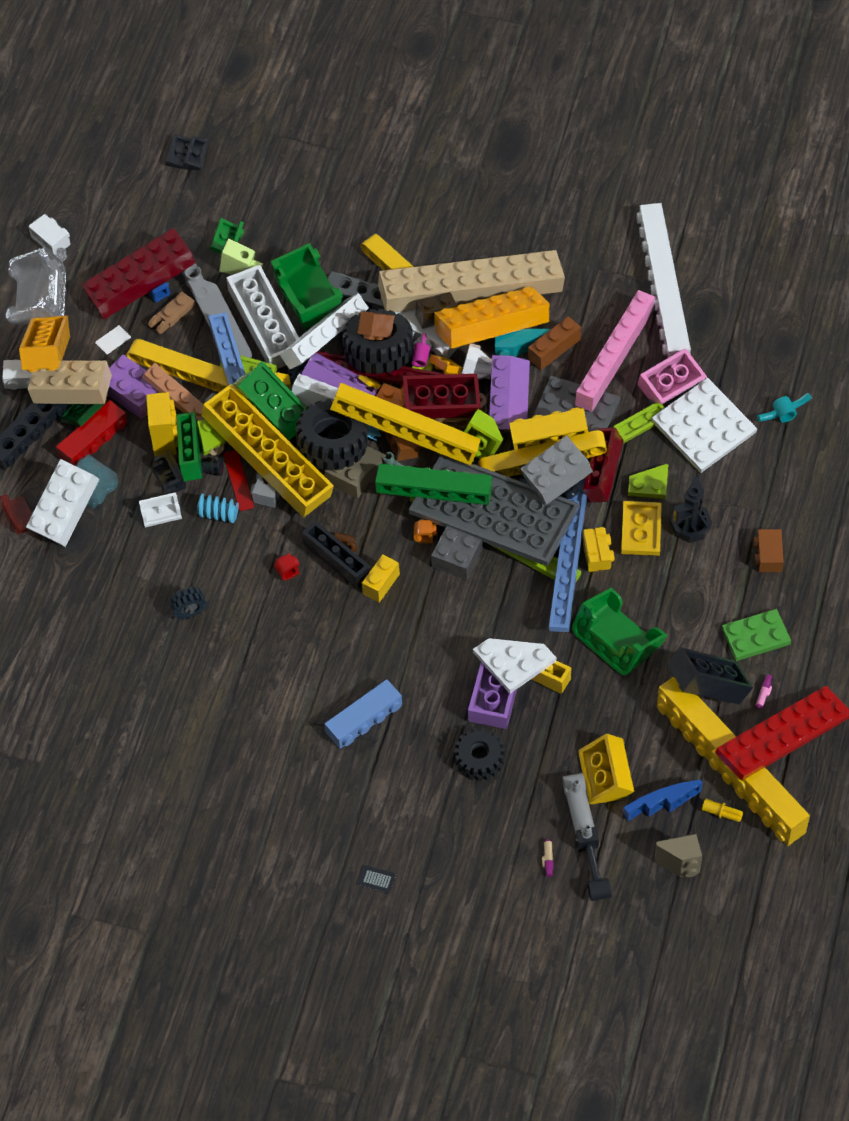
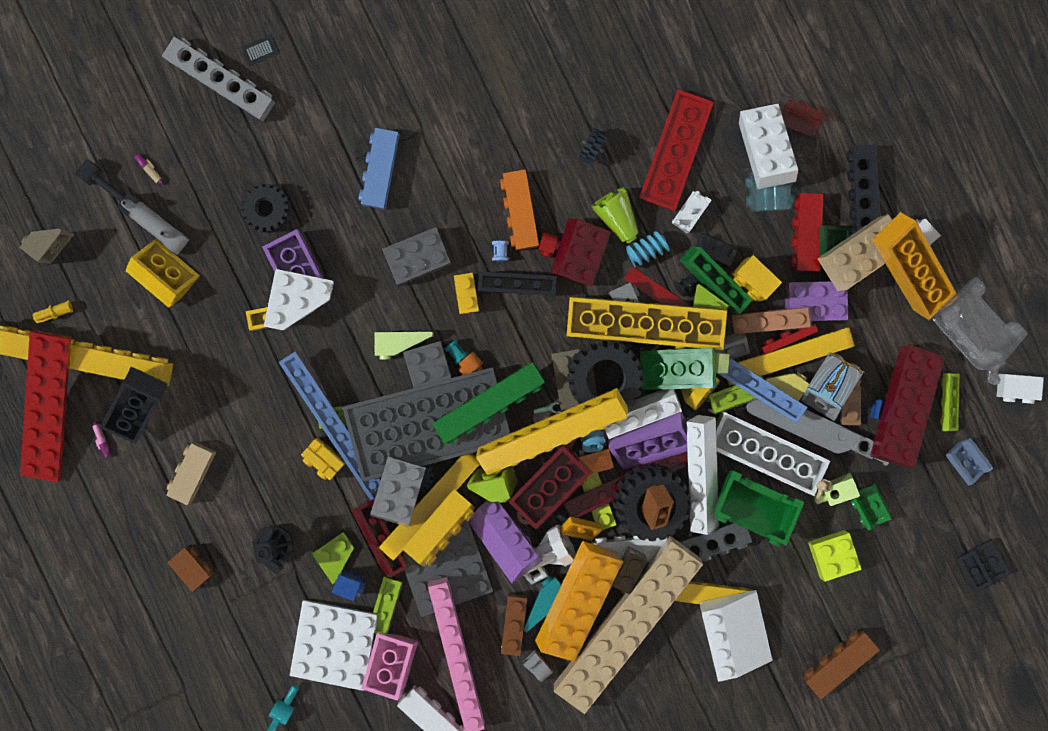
camera: 140 degrees right, 30 degrees up
(106, 260) = (950, 402): none -> lime plate
(113, 339) = (875, 336): white sticker -> none
(129, 559) = (676, 150): none -> red plate
(131, 217) = (969, 461): none -> sand blue bracket
(176, 323) = (832, 385): none -> light grey slope
(188, 381) = (787, 338): none -> red plate
(205, 349) = (790, 383): none -> light yellow slope
(215, 548) = (617, 214): none -> lime cone
(247, 264) = (822, 486): none -> tan hand
(268, 539) = (580, 252): none -> dark red brick
(282, 226) = (834, 555): none -> neon yellow brick
(284, 605) = (520, 210): none -> orange brick
(327, 589) = (500, 251): none -> light blue bush
(345, 162) = (840, 663): none -> dark orange brick
(347, 540) = (522, 308): reddish brown arm -> none
(370, 382) = (628, 462): yellow piece -> none
(393, 631) = (416, 256): none -> flat silver brick
(401, 225) = (736, 634): none -> white slope
(417, 830) = (175, 55): none -> light grey brick
(421, 351) = (611, 525): dark pink piece -> none
(426, 546) = (456, 351): none -> teal bush
(465, 585) = (396, 342): none -> yellowish green slope
(562, 305) = (537, 666): none -> light grey leg
(613, 634) = (245, 395): green windscreen -> none
(641, 528) = (306, 507): yellow plate -> none
(654, 448) = (349, 585): none -> blue brick
(668, 797) = (97, 290): blue slope -> none
(710, 613) = (190, 473): none -> tan brick
(756, 635) = (145, 485): bright green plate -> none

